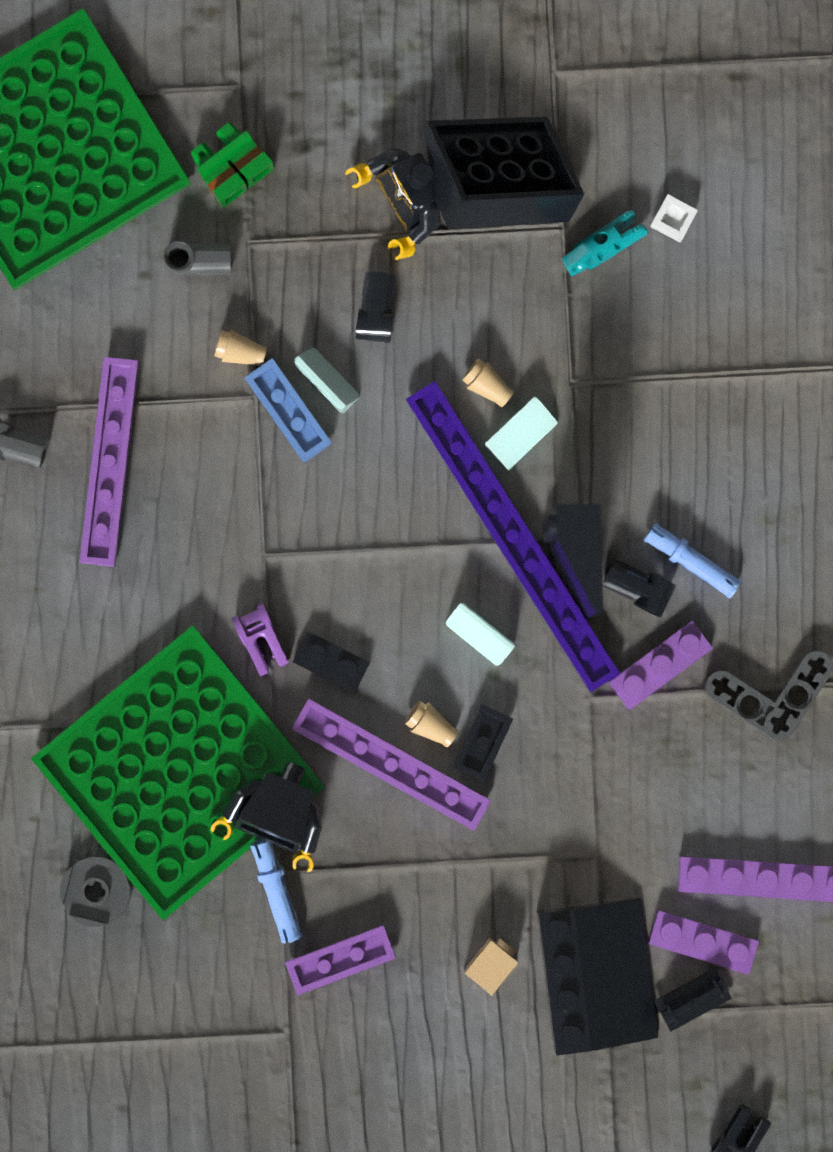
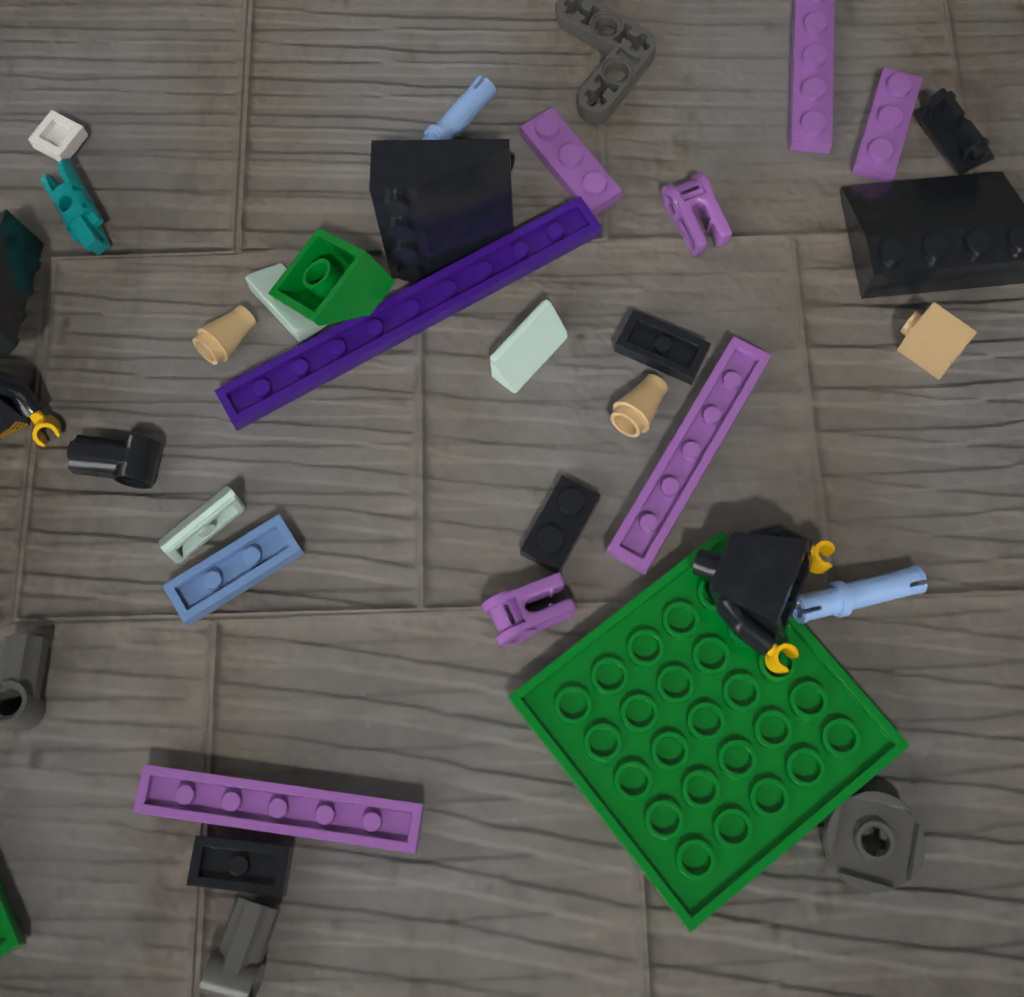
camera: 80 degrees left, 15 degrees down
(69, 437) = (240, 866): none -> black plate
(239, 349) = (146, 632): tan cone -> none
(340, 959) = (942, 519): medium lavender plate -> none
(524, 469) = (332, 281): none -> green slope
(618, 777) = (693, 200): none -> medium lavender piece

